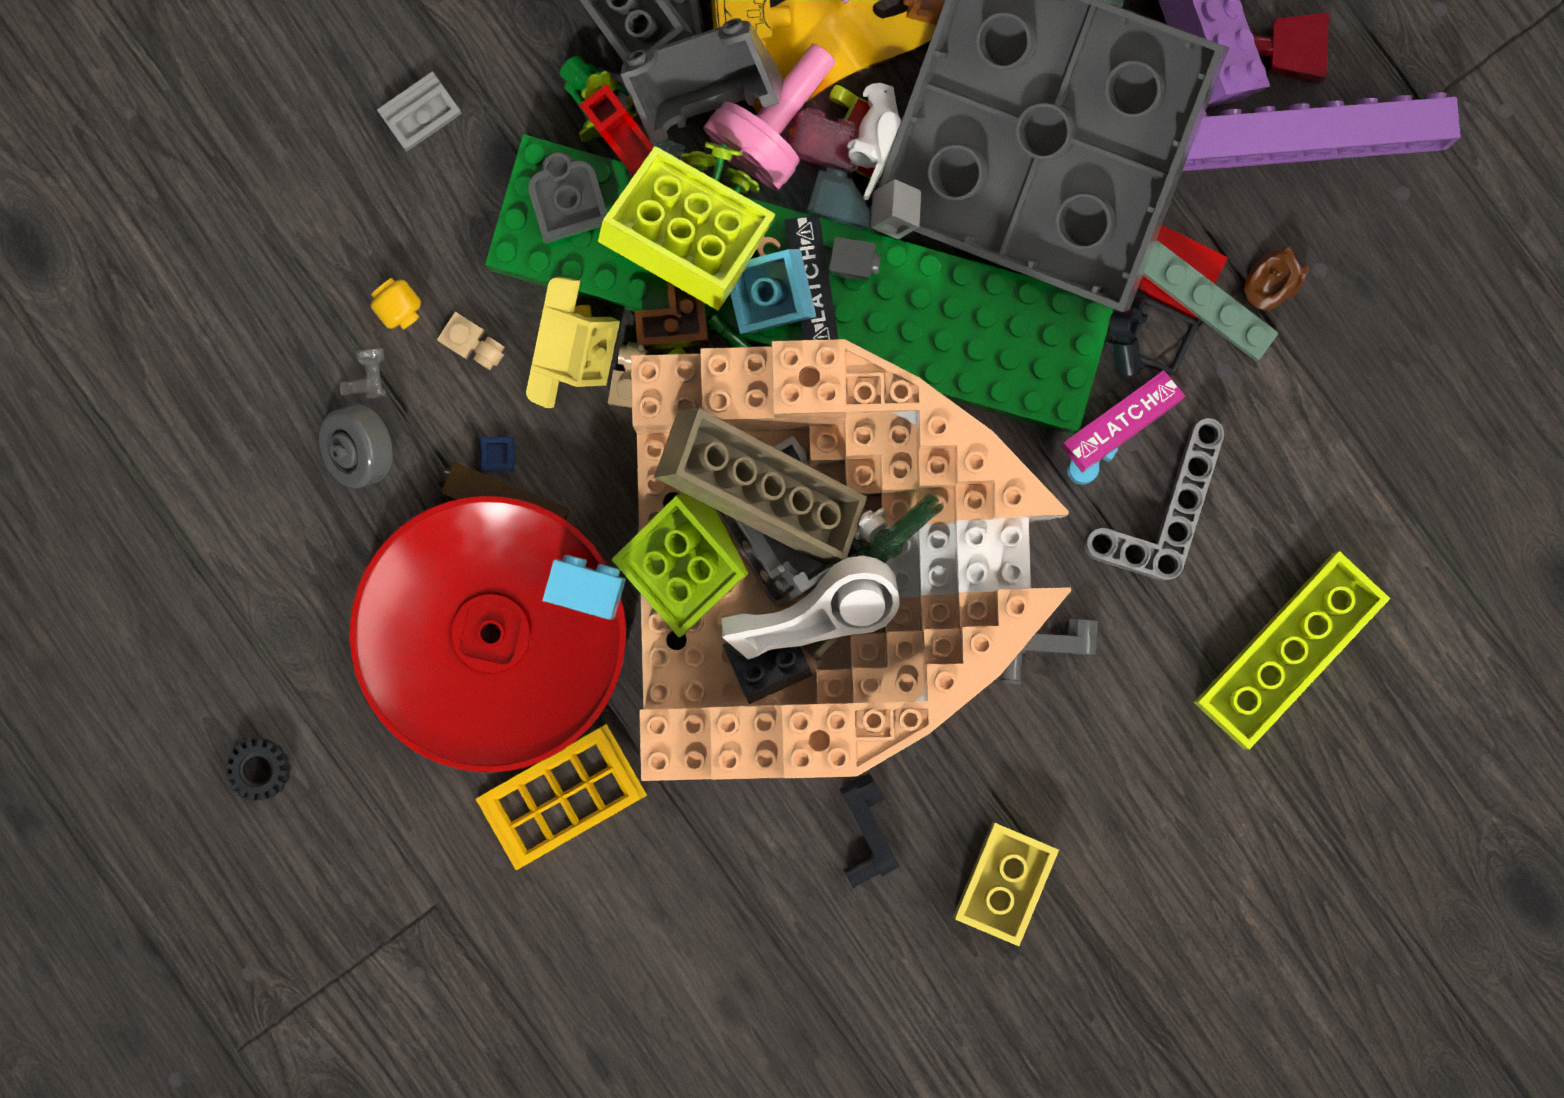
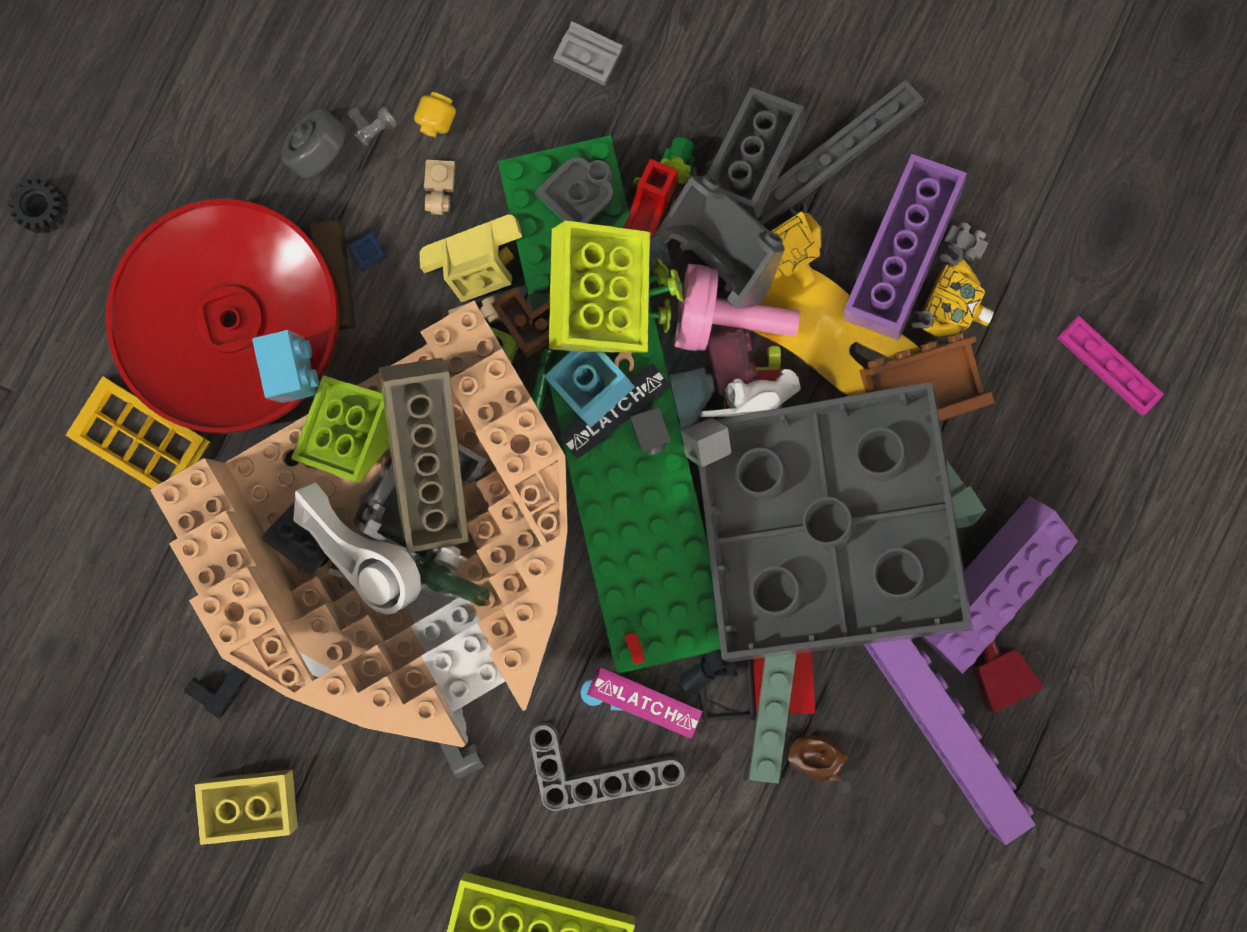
camera: 60 degrees right, 0 degrees up
(1062, 395) = (635, 647): none -> red tile

